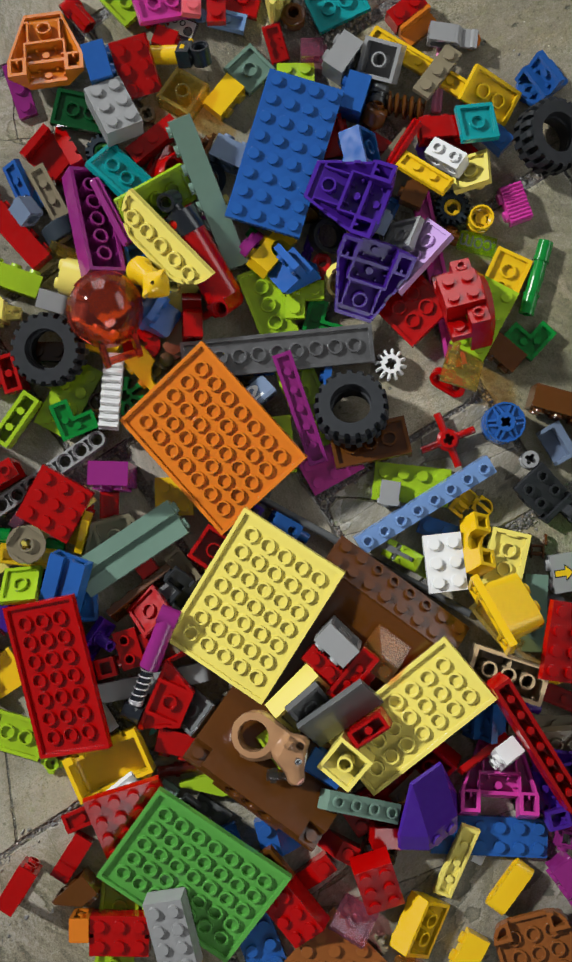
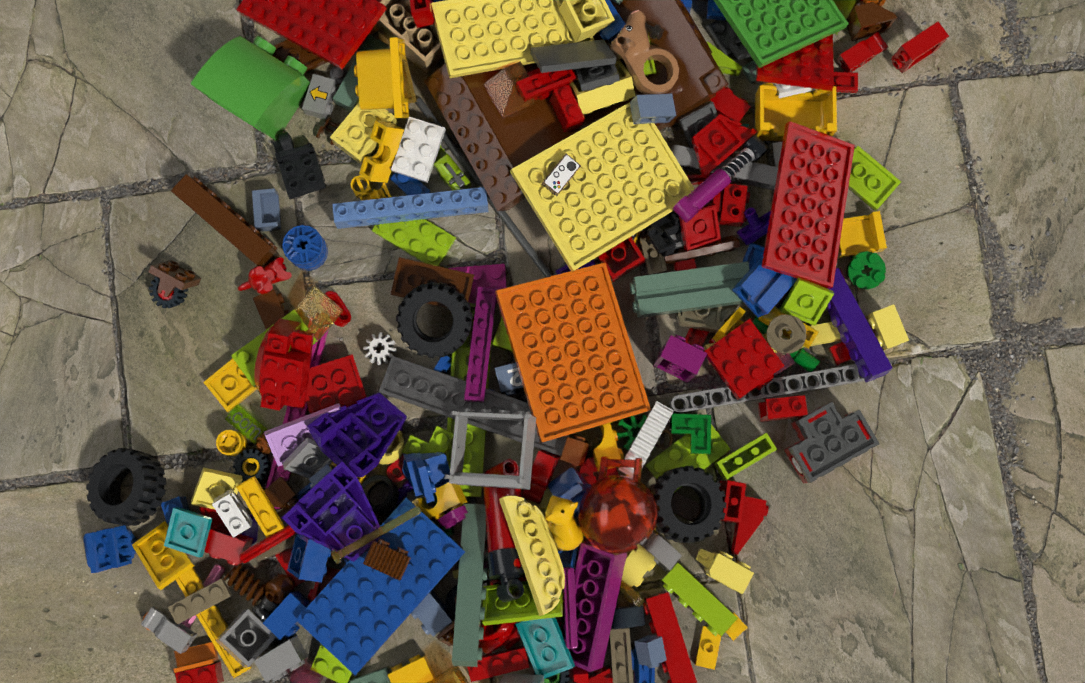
camera: 155 degrees left, 5 degrees down
(52, 767) = (848, 135): lime plate -> none
(106, 667) = (760, 197): red brick -> none
(167, 490) = (636, 327): yellow plate -> none
(170, 352) = (575, 450): none -> dark orange brick
(175, 769) = (741, 86): clear red pin -> none
(233, 285) = (492, 480): none -> light grey window
(242, 698) = (652, 108): none -> sand blue panel
(284, 523) = (543, 246): blue torso -> none
(288, 174) = (386, 559): none -> reddish brown brick
(296, 590) = (561, 174): none -> tile
(316, 316) = (426, 423): green plate -> none
(333, 156) = (337, 555): none -> clear yellow bar
(337, 642) = (545, 116): light grey brick -> none
(369, 727) = (552, 31): red brick -> none
(389, 494) = (437, 233): light grey tile -> none
(439, 443) = (357, 253): red bar -> none
(514, 204) = (193, 443): dark pink brick -> none
(526, 377) = (263, 278): none -> red animal
(530, 343) = (243, 309): green plate -> none
(534, 457) = (304, 207): light grey bush -> none
(536, 277) = (208, 366): green piece -> none

